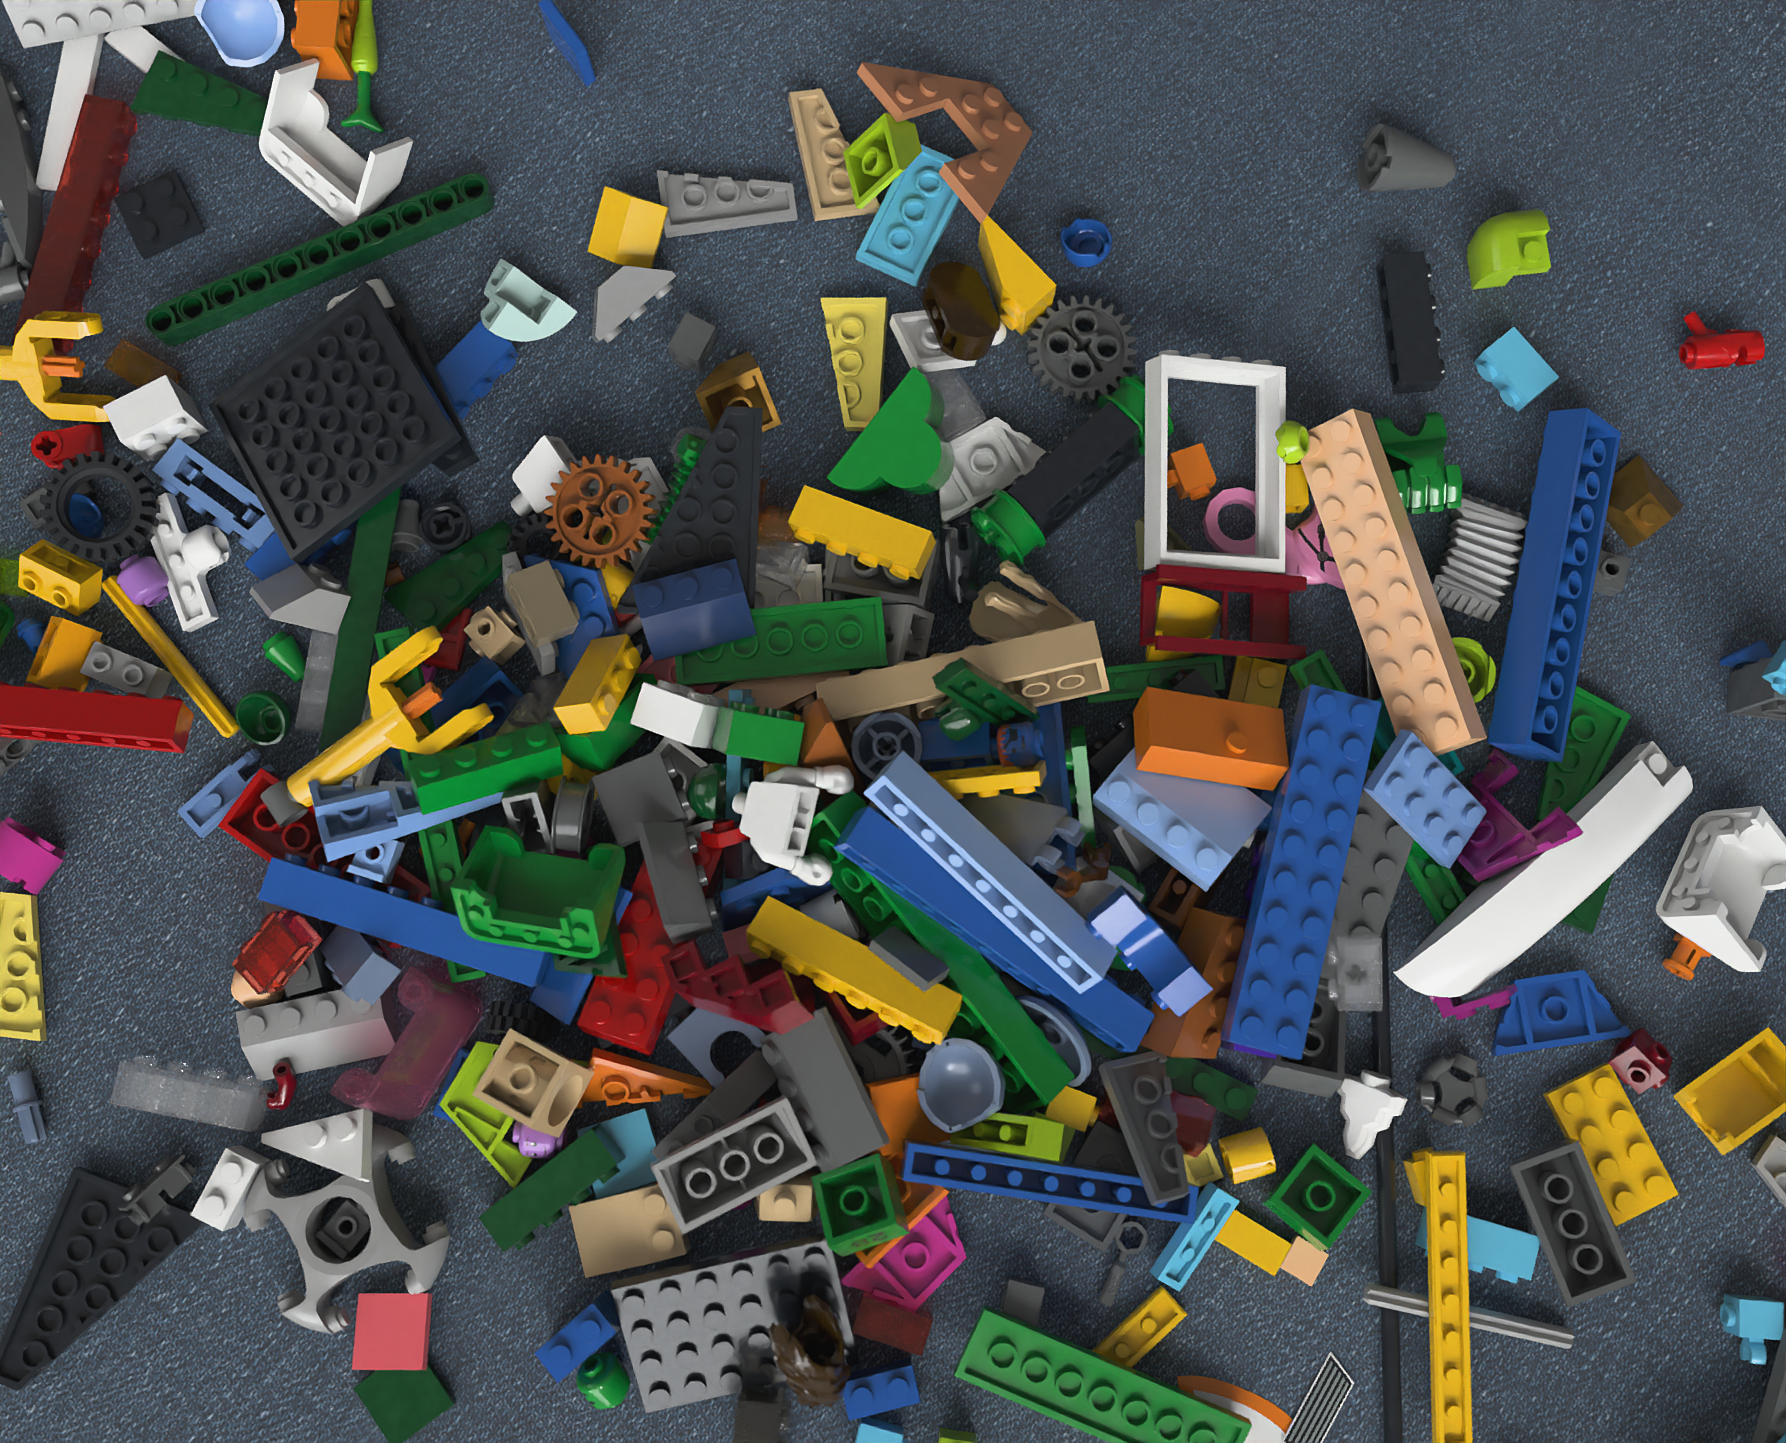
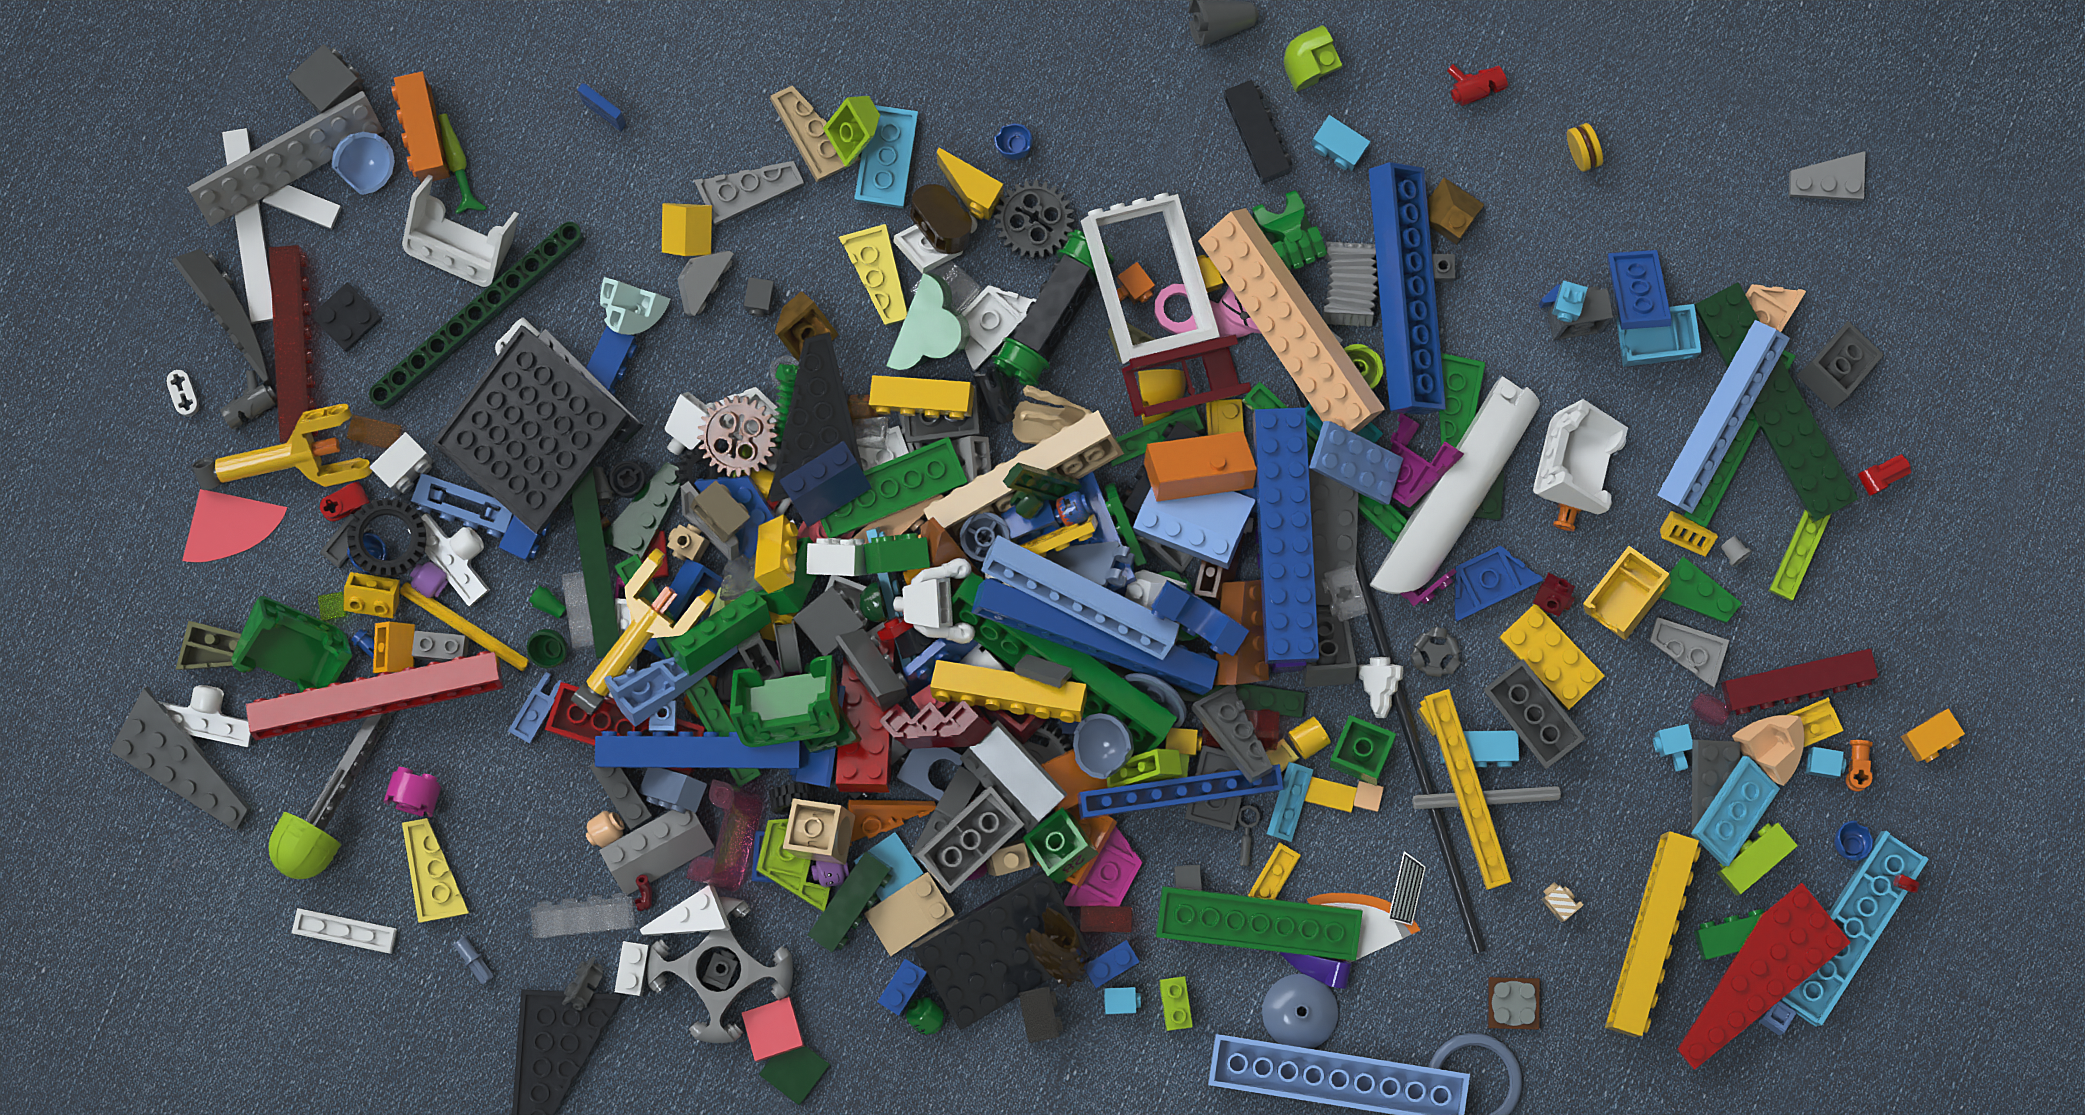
camera: 20 degrees left, 0 degrees up
(196, 96) = (341, 224): dark green wing -> none
(276, 951) = (616, 798): clear red brick -> none
(303, 597) = (551, 556): light grey slope -> none
(977, 111) = (912, 72): nougat wing -> none
(1099, 862) = (1149, 575): reddish brown piece -> none
(1292, 441) = (1197, 245): lime plate -> none

